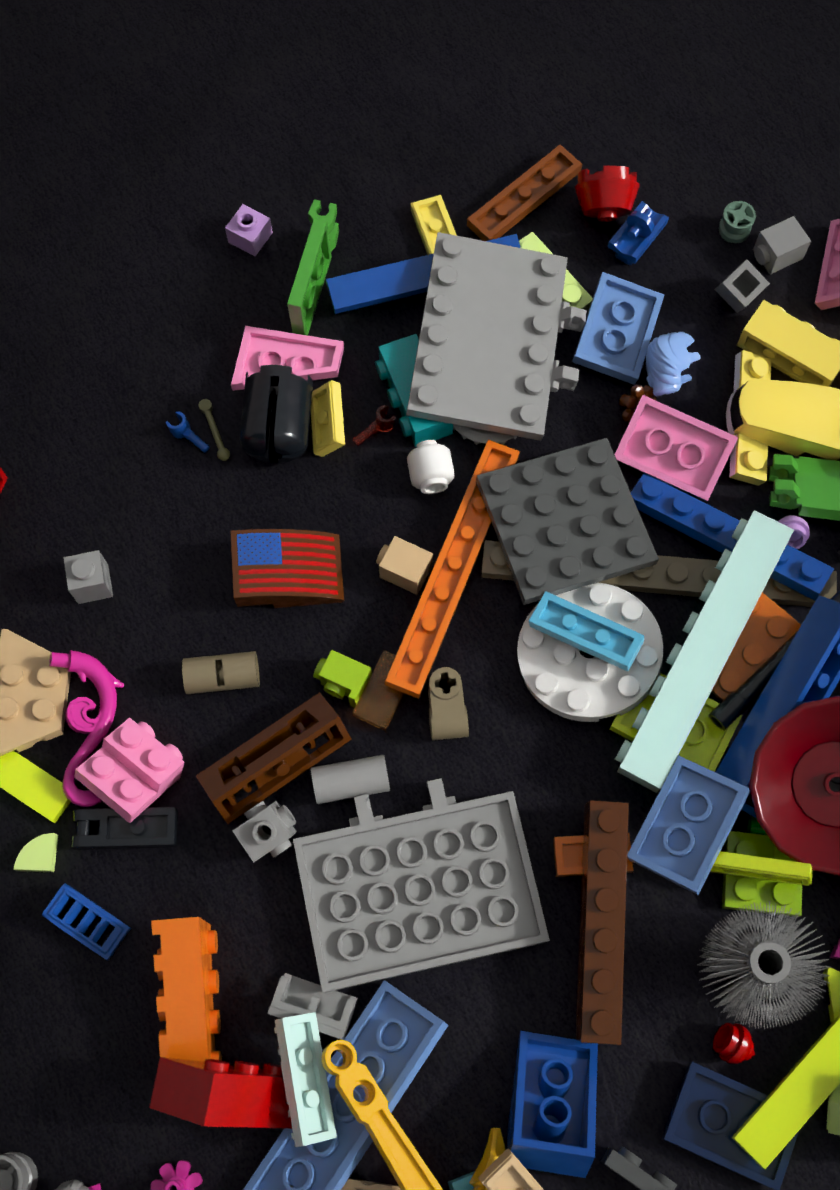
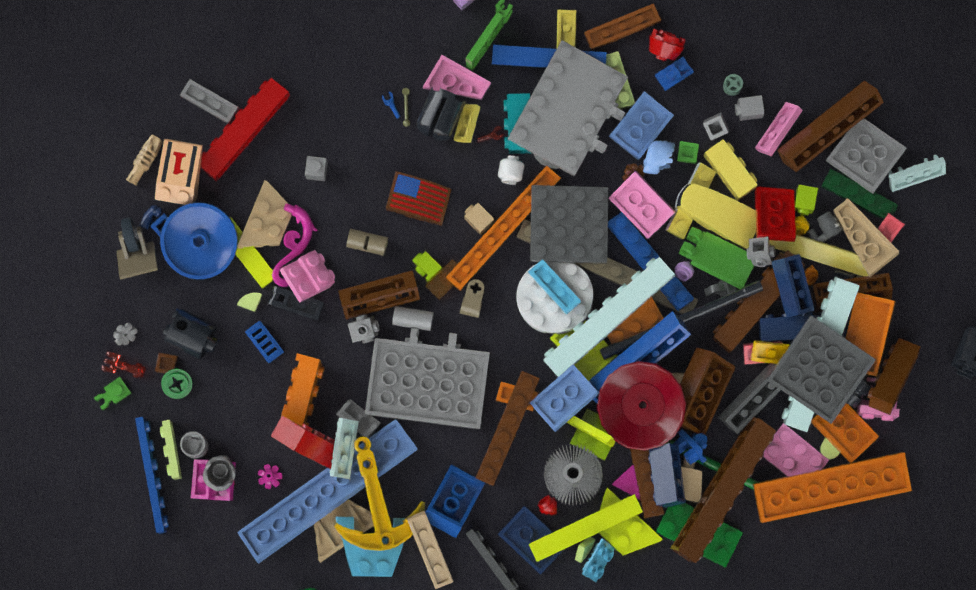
camera: 20 degrees right, 10 degrees up
(712, 344) = (687, 152): none -> bright green plate

